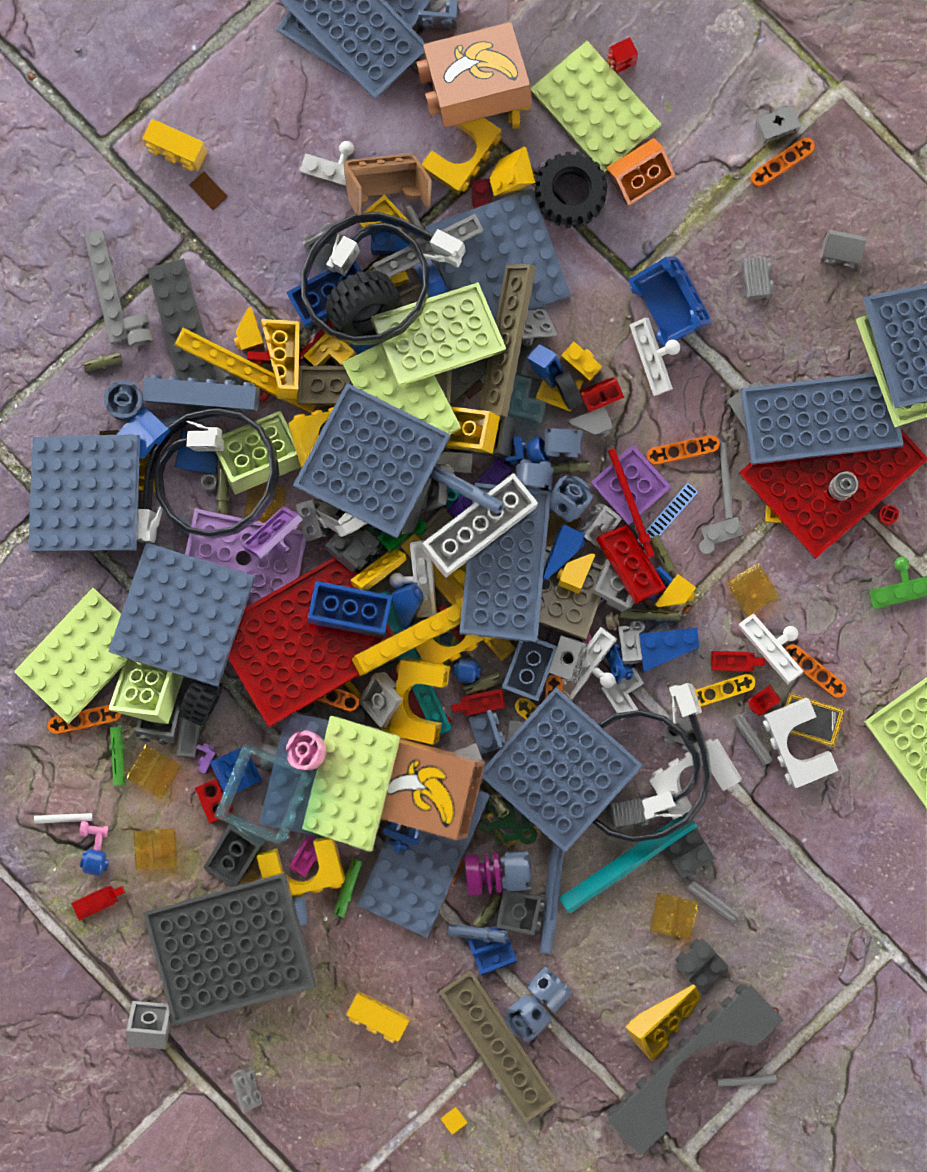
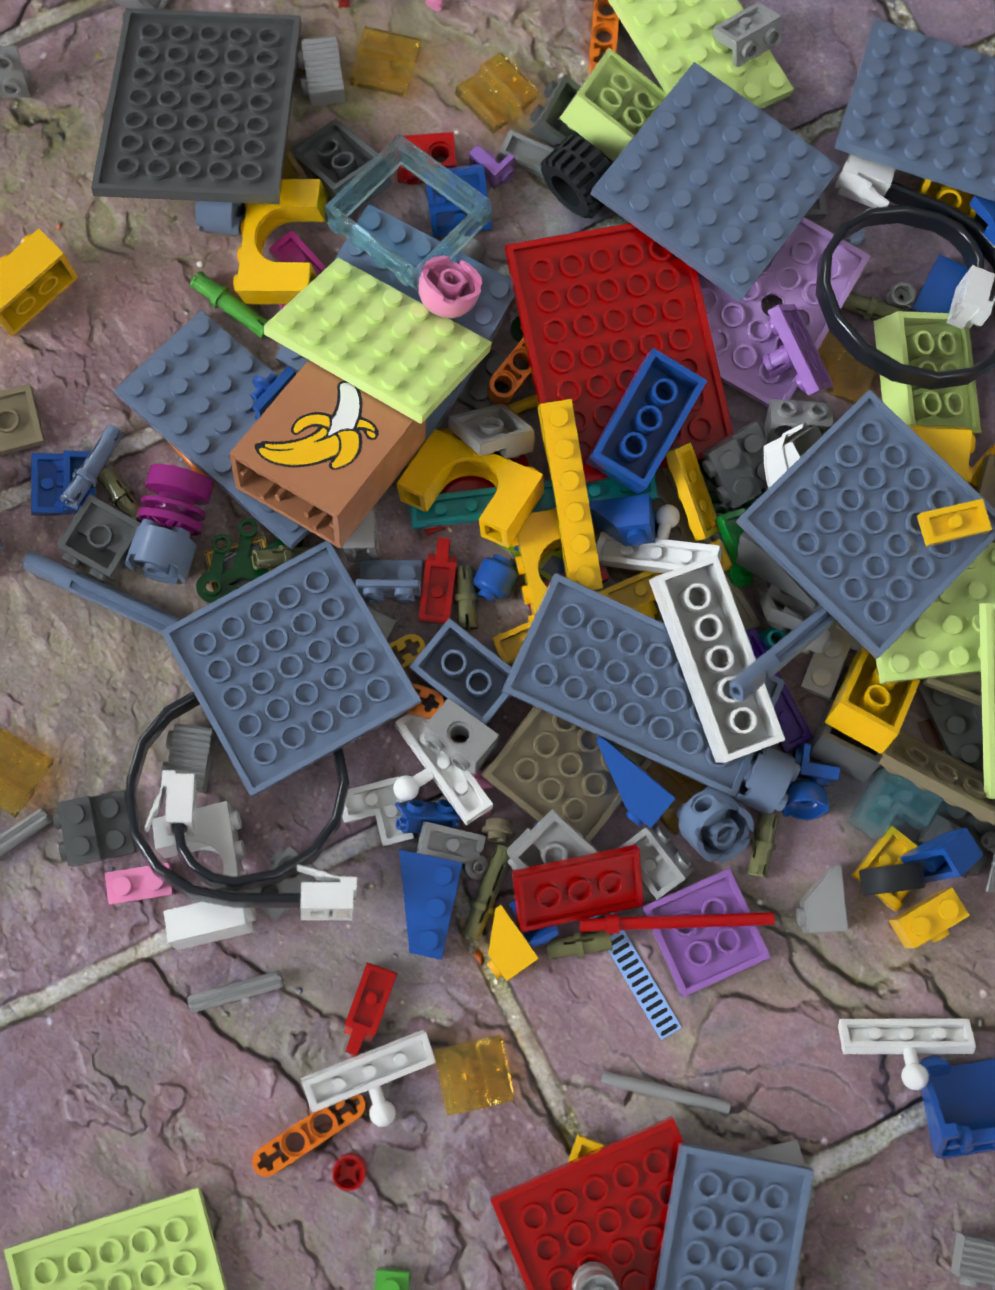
camera: 100 degrees right, 5 degrees down
(69, 625) = (750, 32): none -> light grey bracket
(117, 755) = (538, 50): bright green pin -> none
(175, 885) = (323, 71): none -> light grey brick
(359, 414) = (954, 522): none -> yellow plate
(563, 441) = (808, 845): sand blue brick -> none
(575, 573) = (591, 793): yellow slope -> none
(601, 394) = (868, 933): red brick -> none
(622, 866) = (111, 714): teal tile -> none
(682, 448) = (741, 1037): orange beam -> none
(712, 817) = (135, 885): none -> bright pink plate
(718, 689) = (325, 963): yellow beam -> none
(719, 533) = (583, 1050): light grey hinge -> none
(763, 700) = (289, 1030): red bracket -> none
(780, 724) = (156, 1052): white arch -> none
(823, 727) = (233, 1099): tile -> none
(827, 641) = (347, 1176): none -> red wheel

